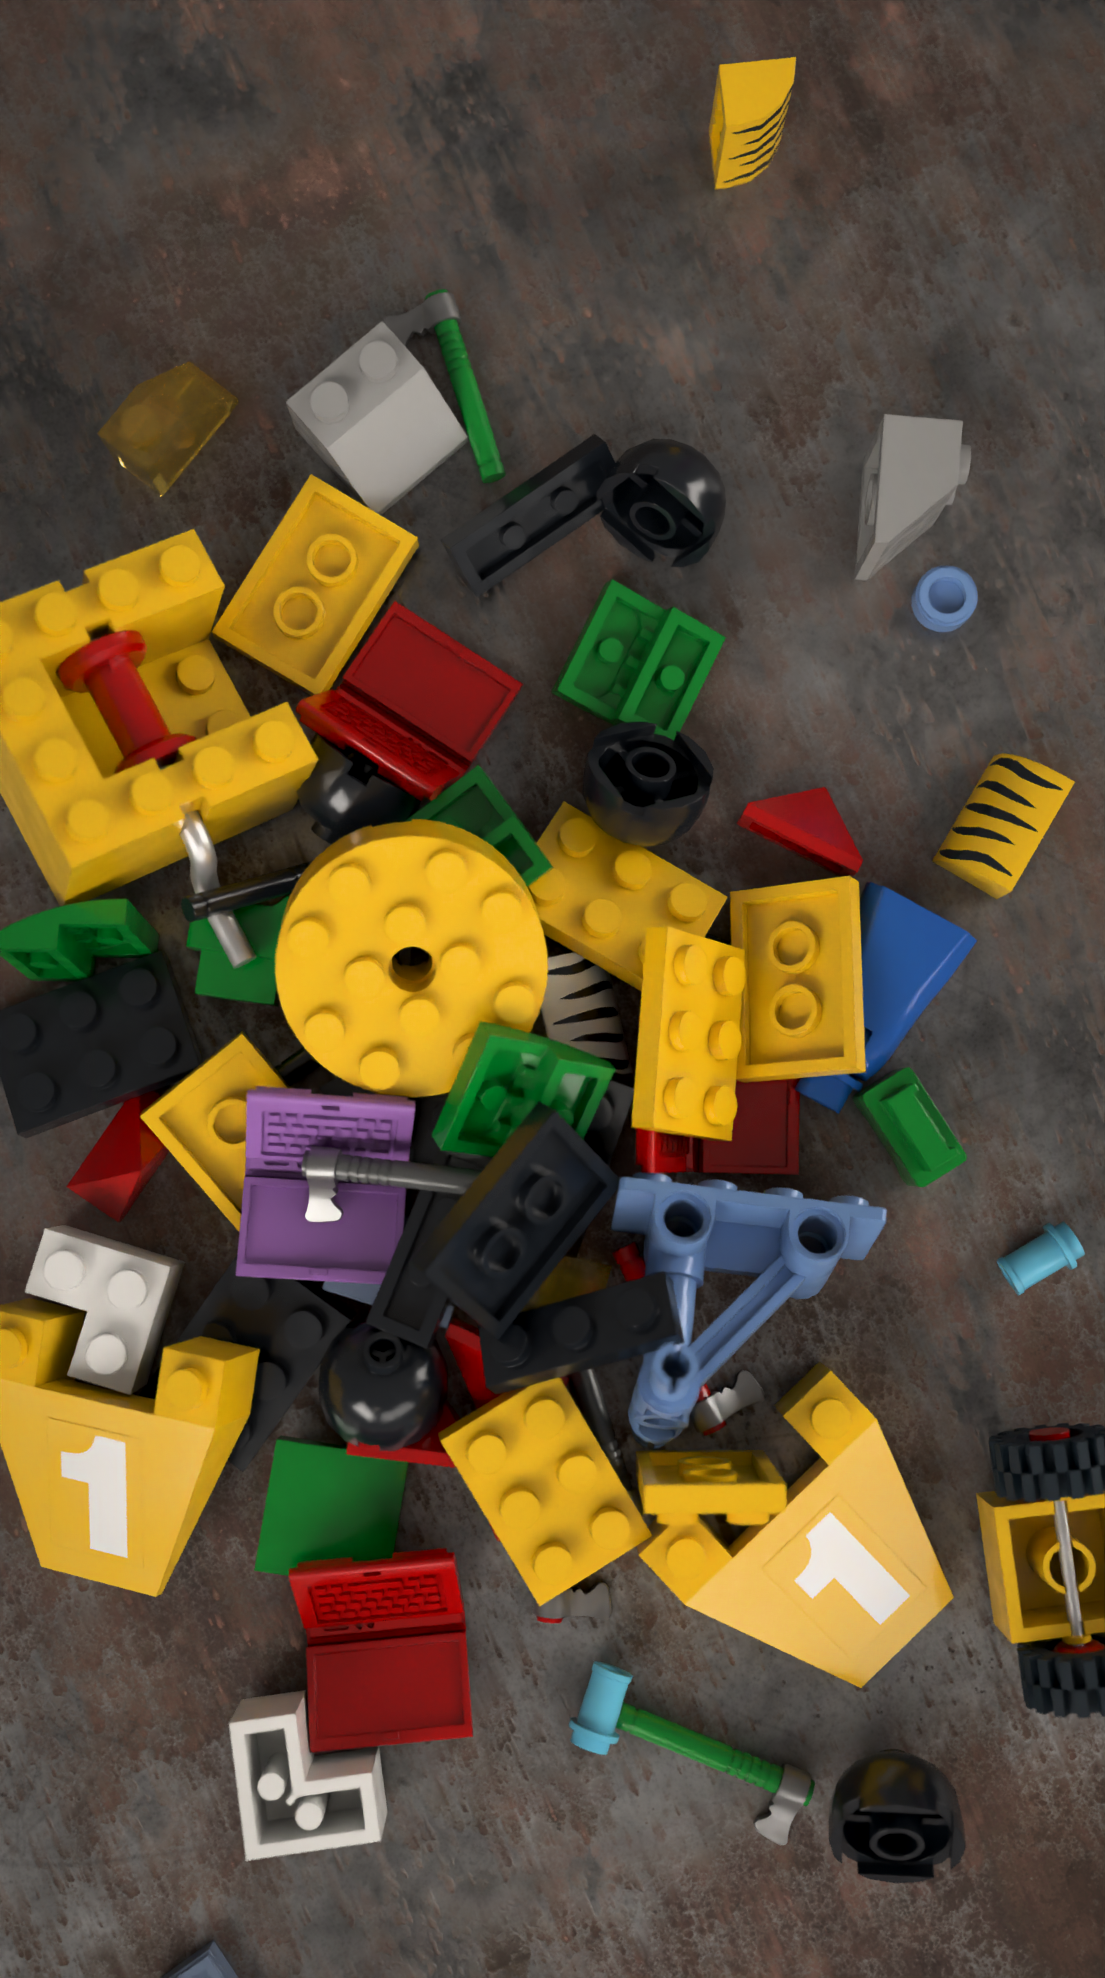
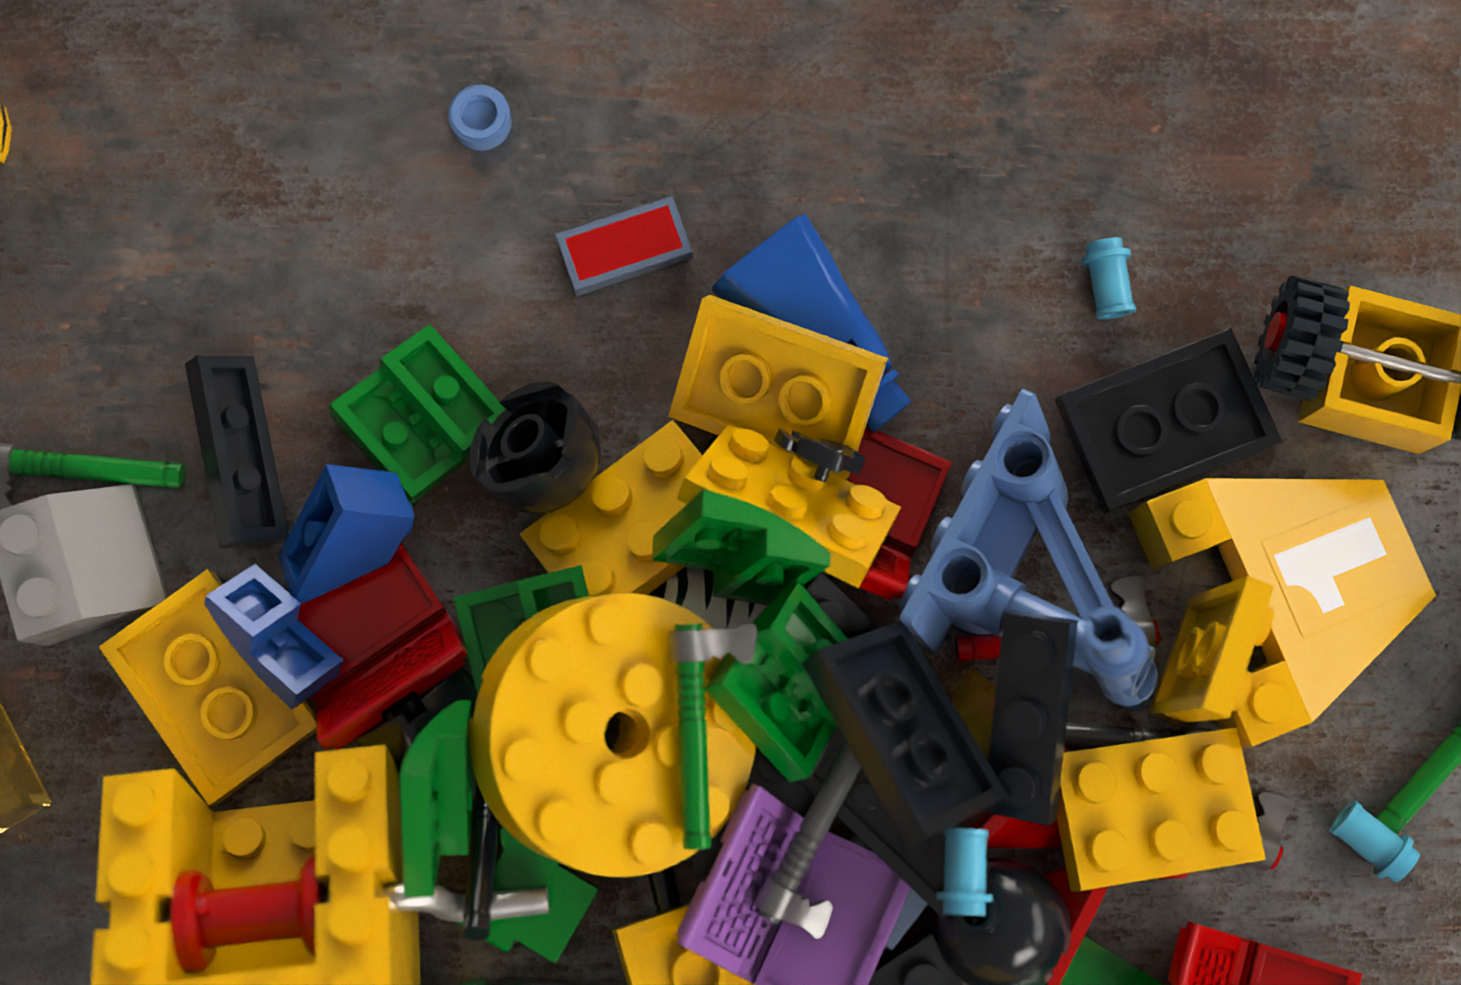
camera: 75 degrees left, 5 degrees down
(290, 824) = (436, 798): none -> green slope
(380, 616) = (265, 632): none -> blue slope
(411, 1325) = (965, 872): none -> medium azure pin
(502, 643) = (345, 530): none -> blue slope
(508, 993) = (689, 649): none -> green piece
(627, 1011) = (743, 544): none -> green slope
(664, 501) = (278, 325): black cylinder -> none
(745, 1048) = (825, 453): none -> black piece
(806, 826) = (638, 322): red slope -> none
(876, 784) = (624, 246): none -> tile
(906, 484) = (360, 104): light grey slope -> none
(910, 1127) = (949, 343): green piece -> none
(923, 1365) = (1167, 420): none -> black plate
(1003, 823) = (707, 149): yellow brick -> none

